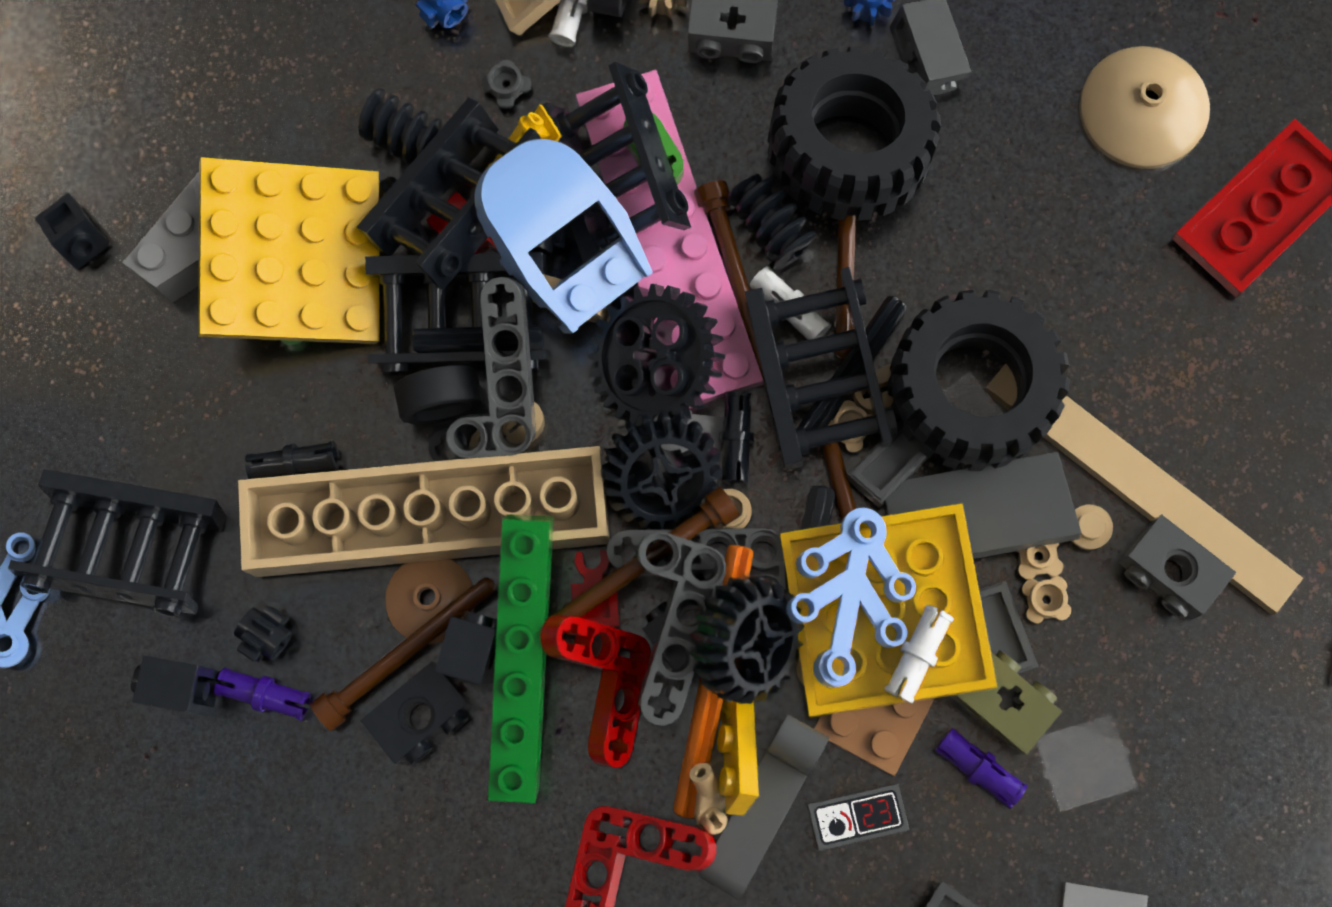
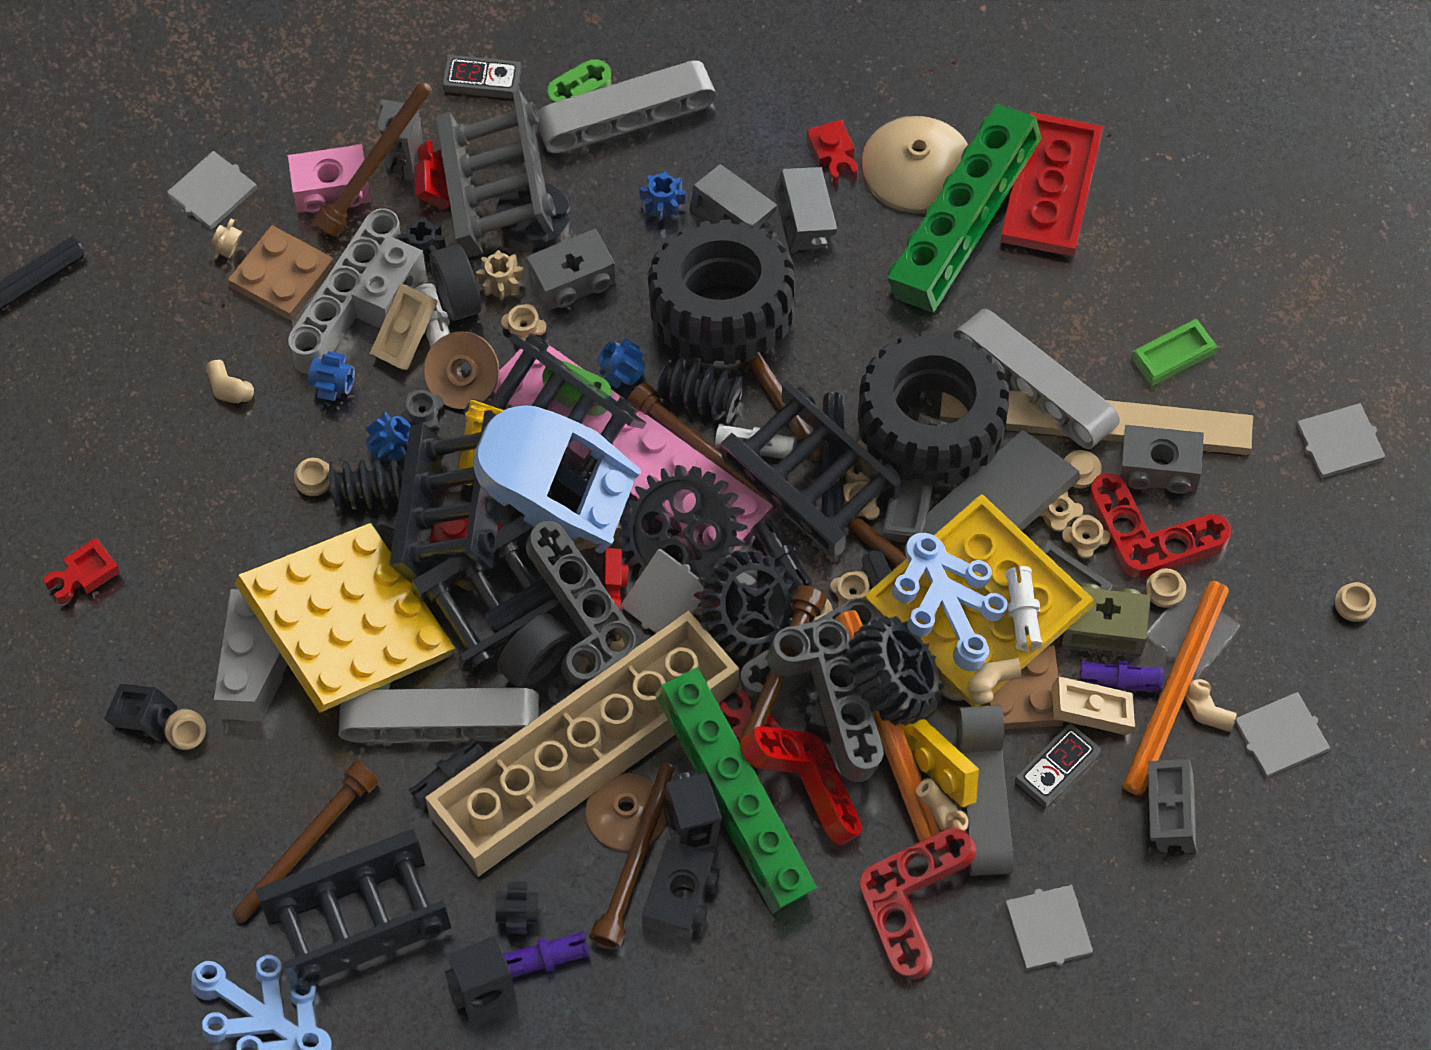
camera: 40 degrees left, 15 degrees down
(95, 272) = (185, 729): none -> tan plate
(112, 64) = (86, 568): none -> red plate
(209, 417) = (357, 781): none -> reddish brown piece
(322, 400) = (437, 714): none -> light grey beam
(361, 87) = (312, 477): none -> tan plate
(451, 92) = (388, 437): none -> blue gear
(549, 62) = (444, 365): none -> medium nougat dish
(564, 362) = (614, 574): none -> red plate
(598, 408) = (662, 592): none -> light grey piece
(656, 41) = (523, 314): none -> tan plate
(715, 148) = (621, 363): none -> blue gear
(773, 504) = (851, 580): none -> tan plate
(838, 700) = (988, 676): none -> tan arm
(929, 784) = (1093, 705): none -> tan plate
(999, 90) = (805, 208): none -> hinge
(1027, 814) = (1176, 687): none -> orange axle
(1040, 855) = (1203, 708): none -> tan arm
(1072, 41) = (833, 147): none -> red plate
(1088, 704) = (1166, 588): none -> tan plate
(1099, 636) = (1142, 541): none -> red beam
(1104, 390) = (1026, 368): none -> light grey beam
(1253, 122) = (964, 207): none -> green brick
(1269, 460) = (1174, 352): none -> bright green tile
(1272, 841) = (1355, 602): none -> tan plate

